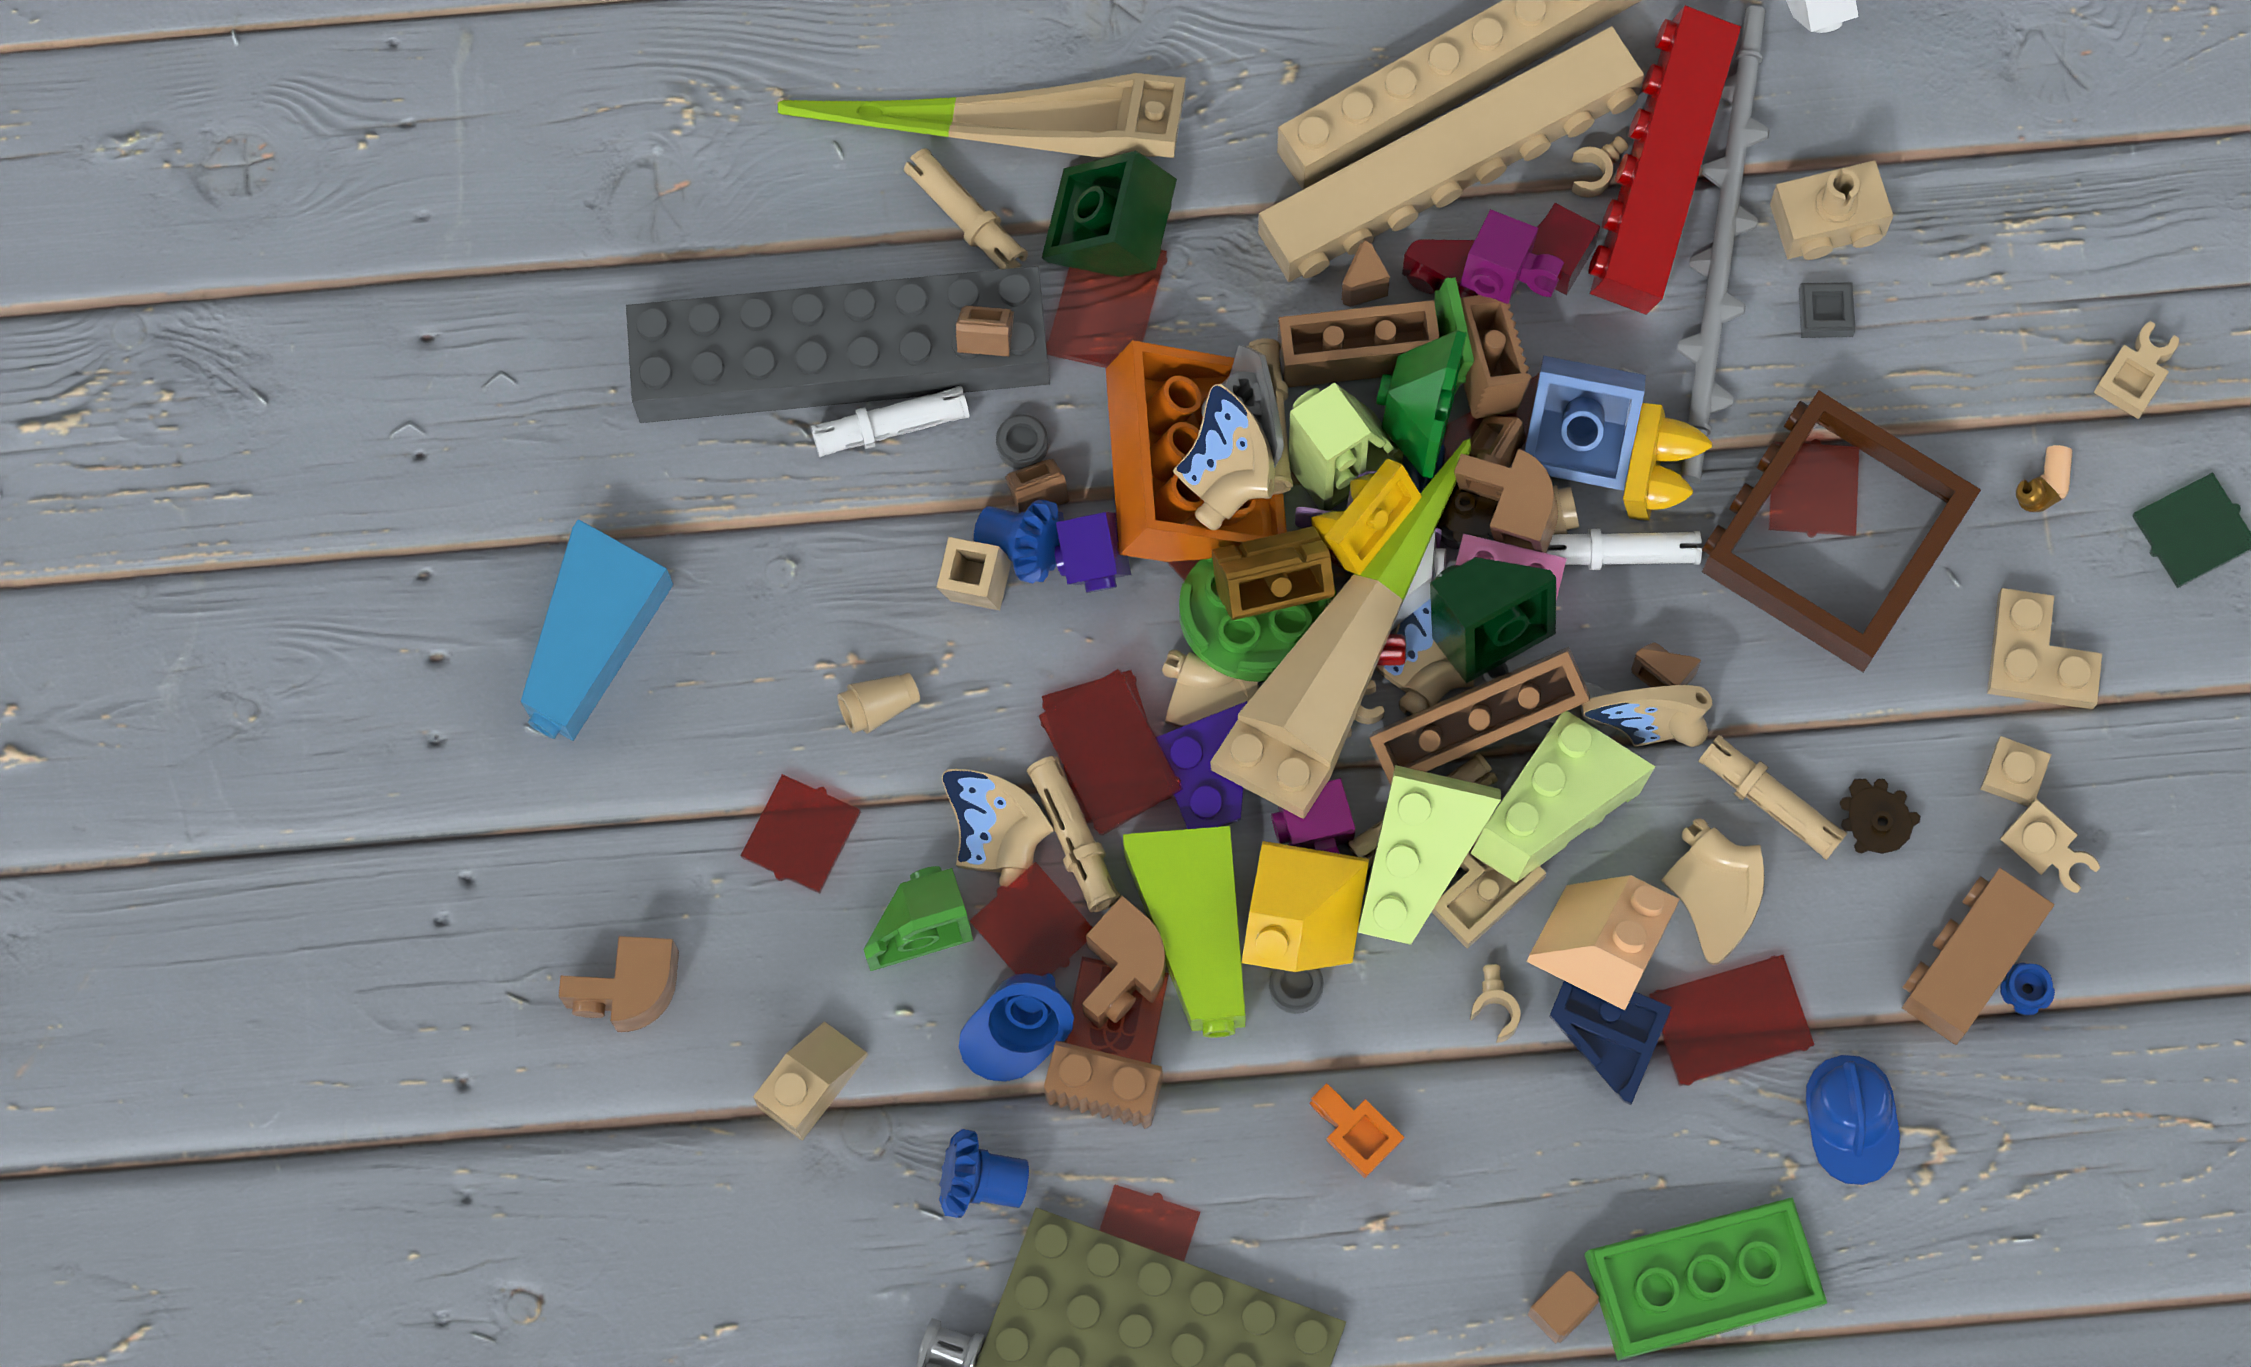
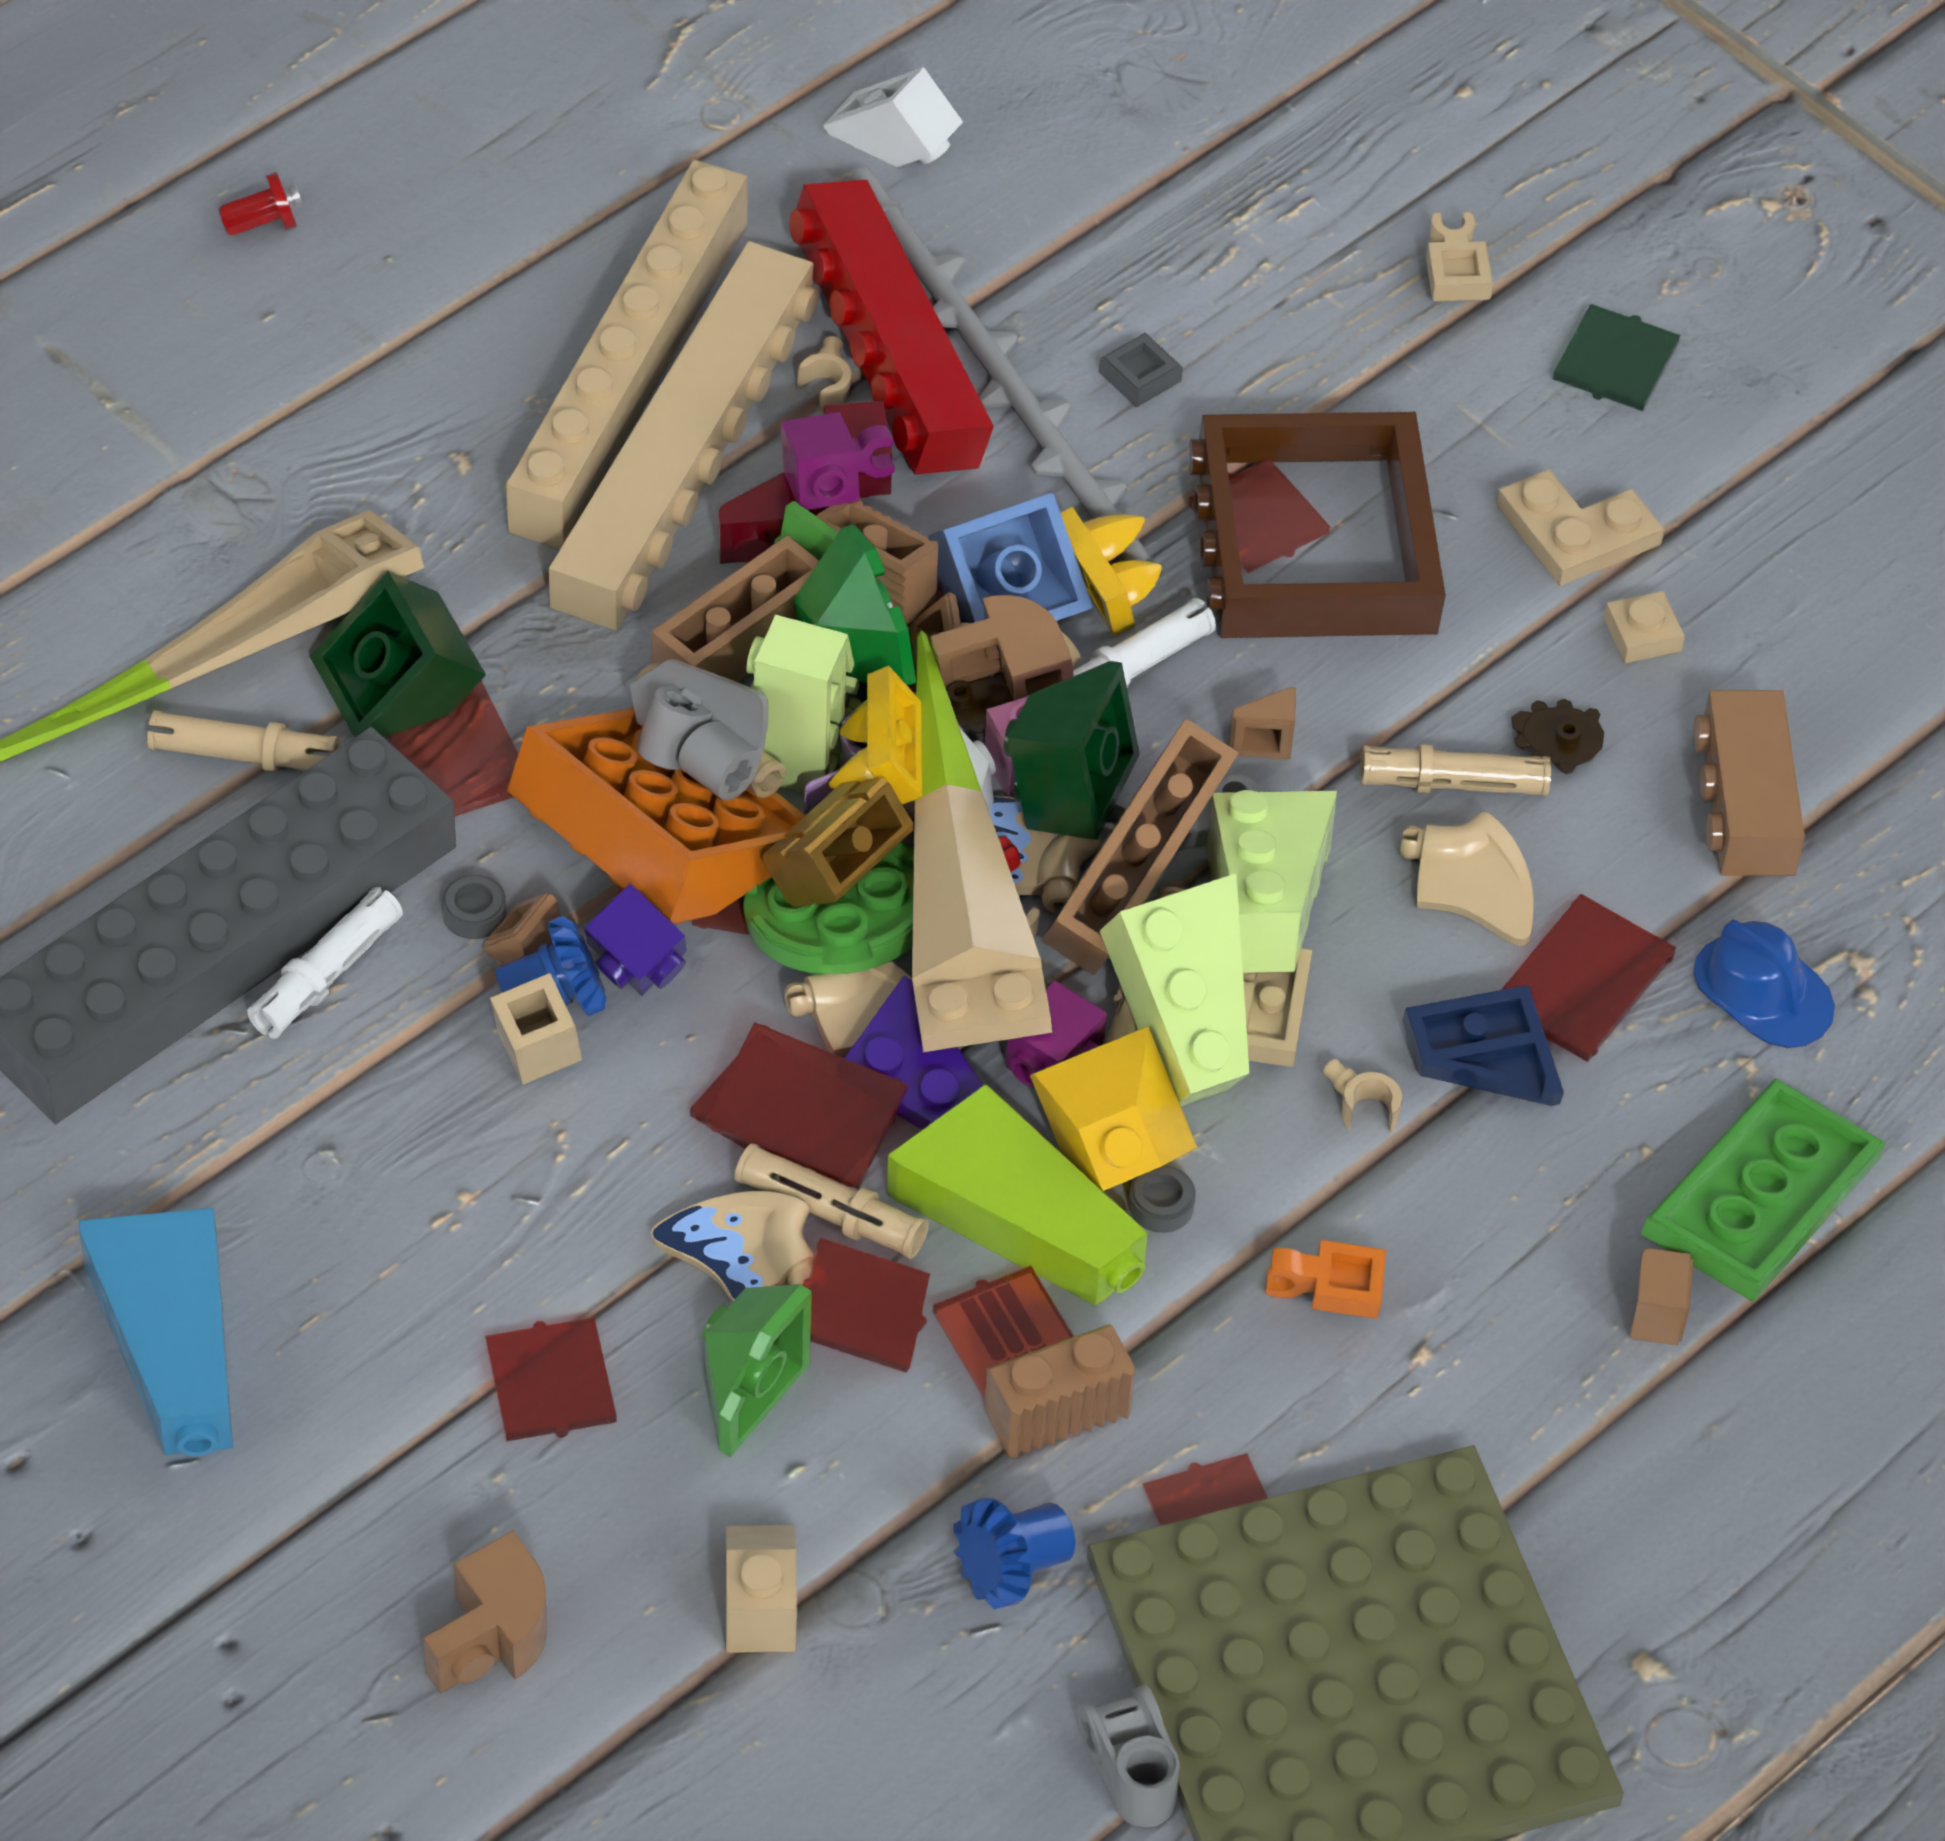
camera: 45 degrees left, 20 degrees down
(876, 701) = (528, 1209): tan cone -> none
(984, 330) = (374, 800): medium nougat slope -> none
(1016, 1028) = (932, 1392): blue piece -> none
(1134, 952) = (987, 1256): medium nougat brick -> none
(1228, 459) = (716, 760): tan arm -> none
(1365, 278) = (693, 567): medium nougat slope -> none
(1604, 935) = (1419, 957): light nougat slope -> none
(1654, 713) = (1296, 750): tan arm -> none
(1831, 211) = (1076, 283): tan brick -> none
(2037, 978) = (1826, 777): blue plate -> none
(2045, 840) = (1721, 661): tan plate -> none
(2049, 487) = (1464, 387): arm -> none

